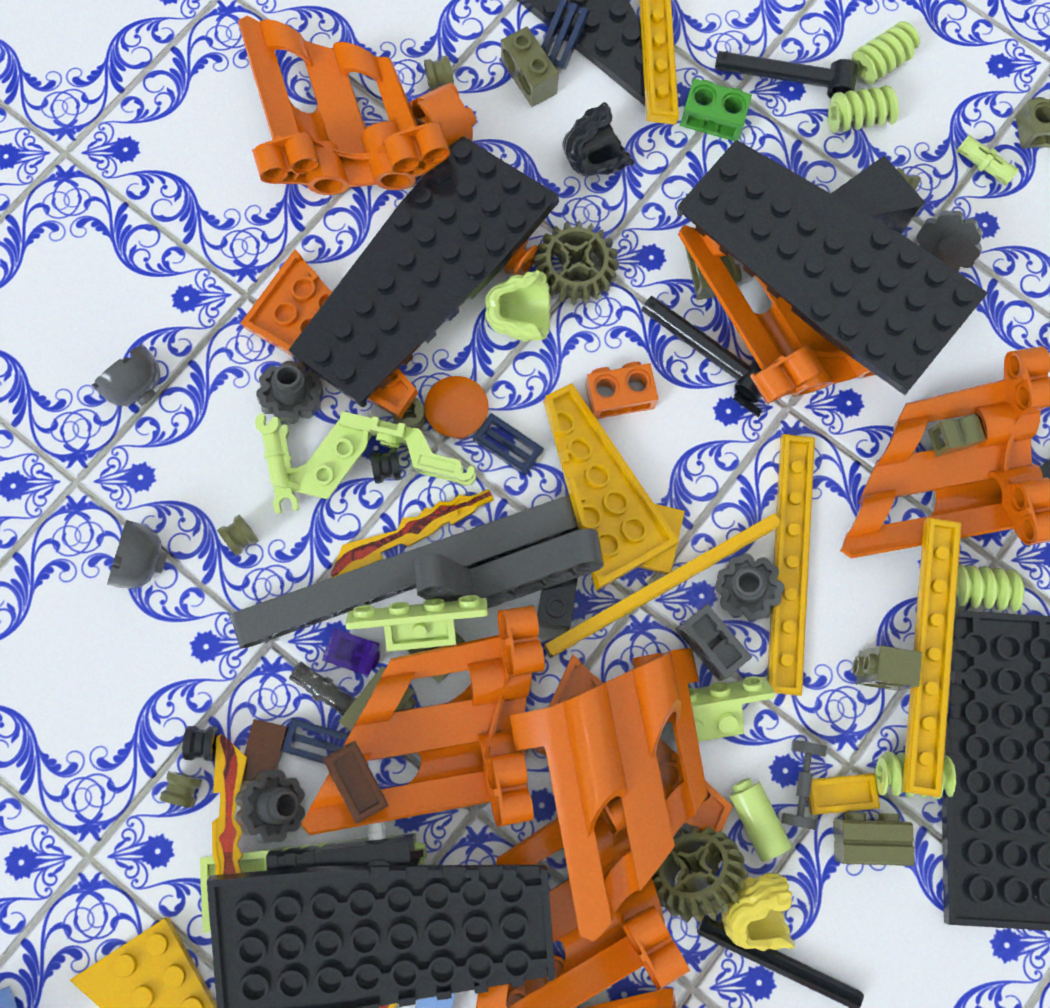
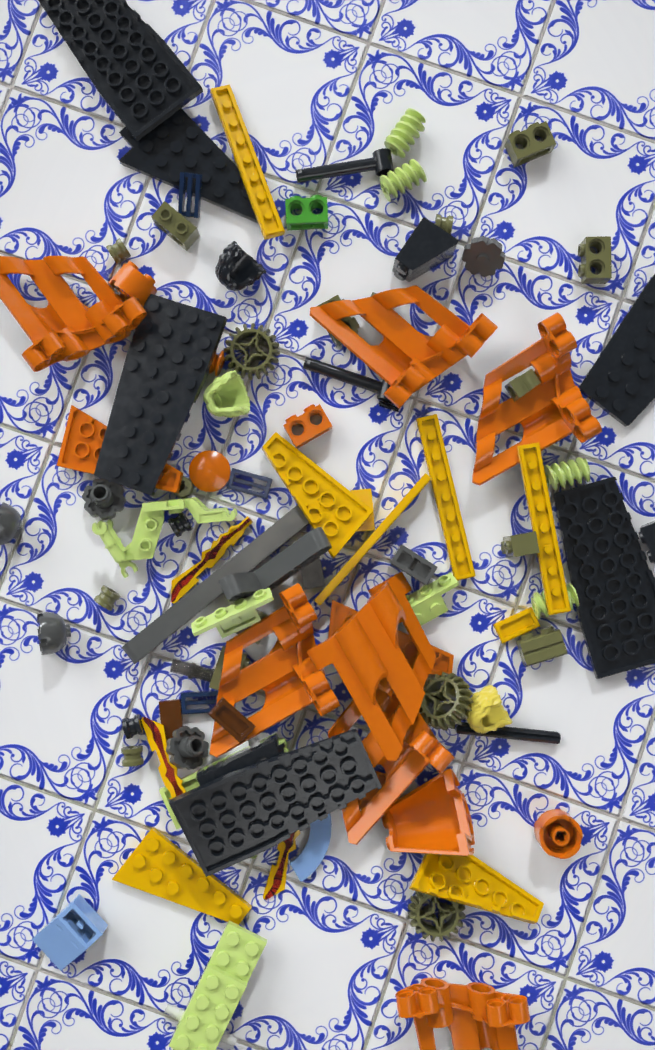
camera: 15 degrees left, 10 degrees up
(352, 652) = (202, 644): dark purple bracket -> none
(749, 587) = (424, 522): dark grey plant -> none
(759, 819) = (472, 657): yellowish green brick -> none
(804, 784) = (492, 628): dark grey wheel -> none
(833, 264) = (410, 304): black wing -> none
(987, 160) = (493, 186): yellowish green pin -> none

